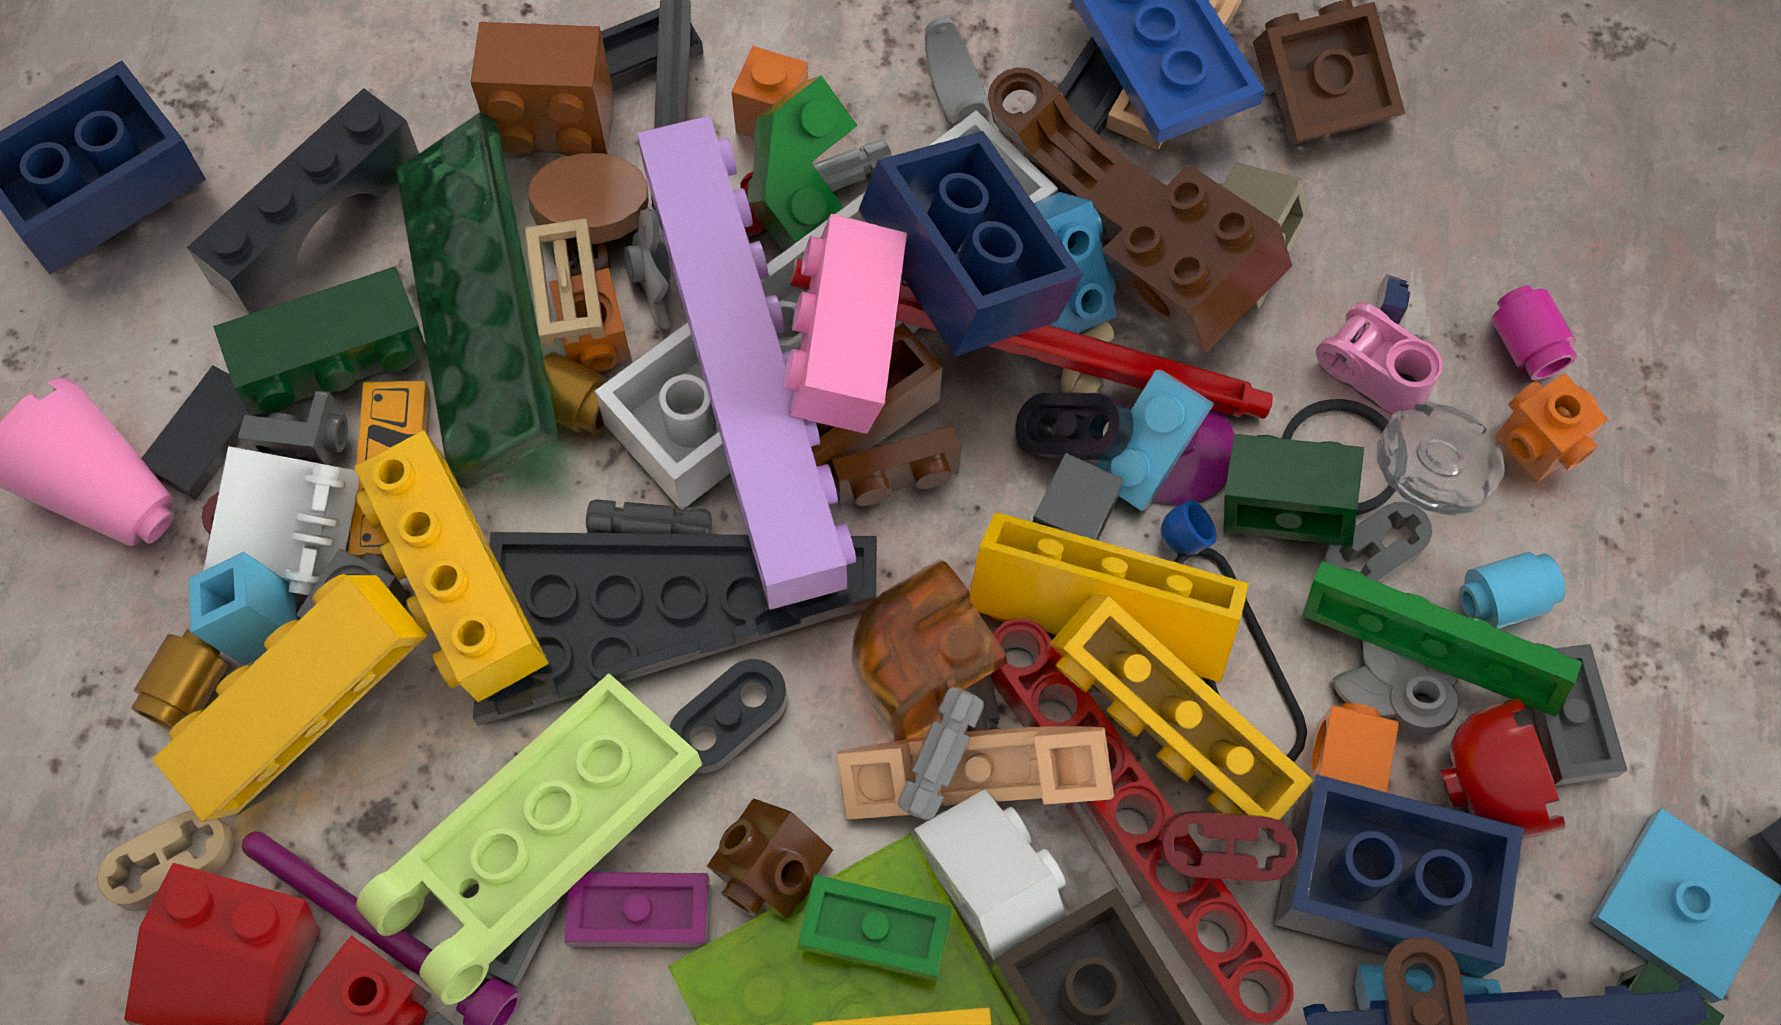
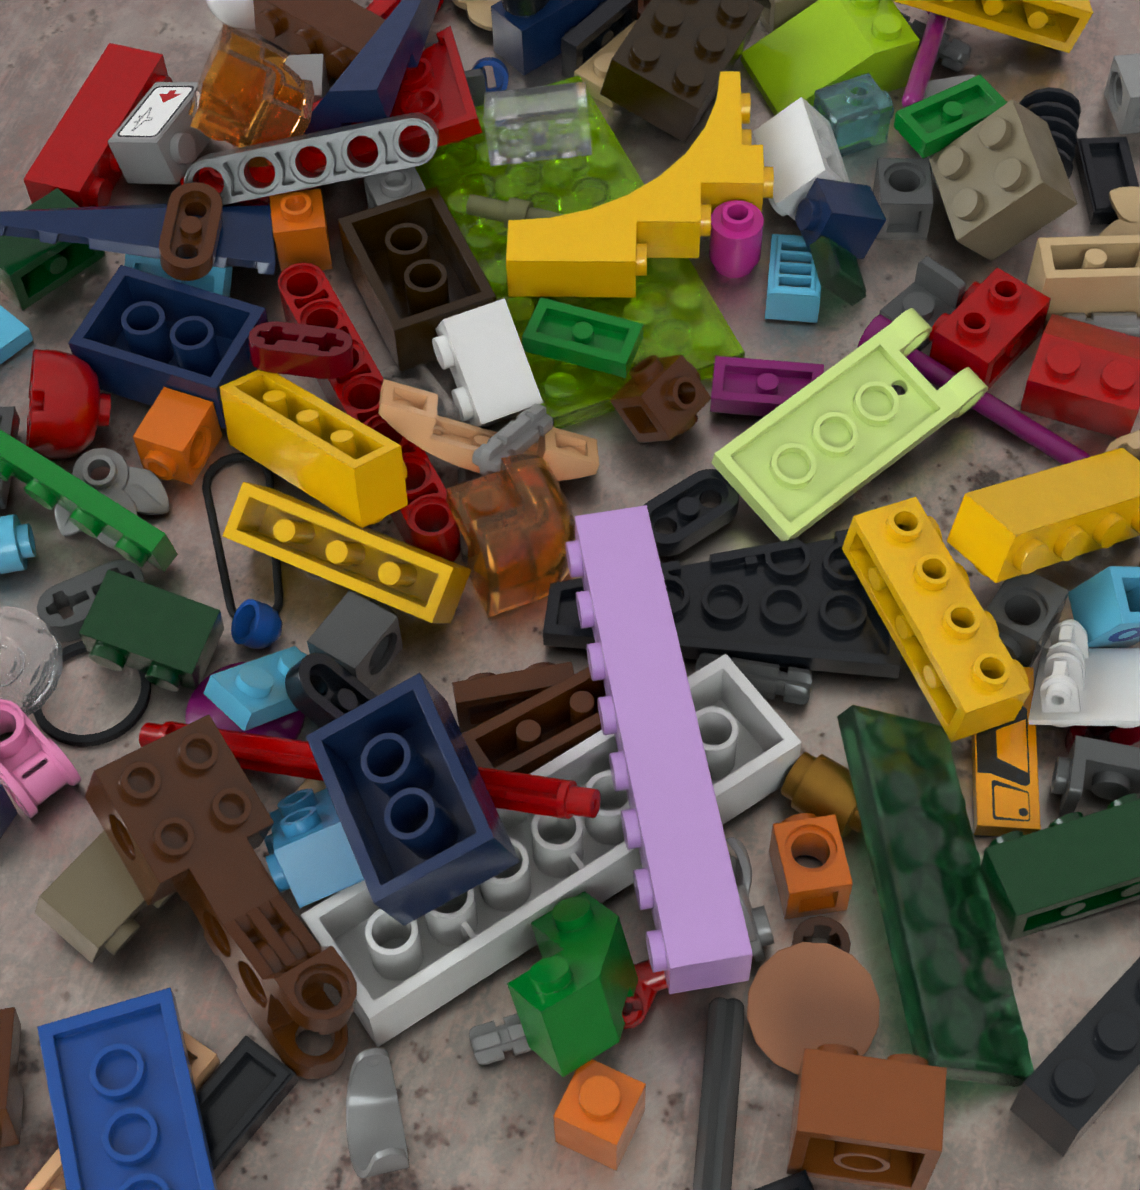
camera: 170 degrees left, 10 degrees down
(571, 326) = (840, 919): tan tile -> none
(846, 324) = (547, 707): bright pink brick -> none

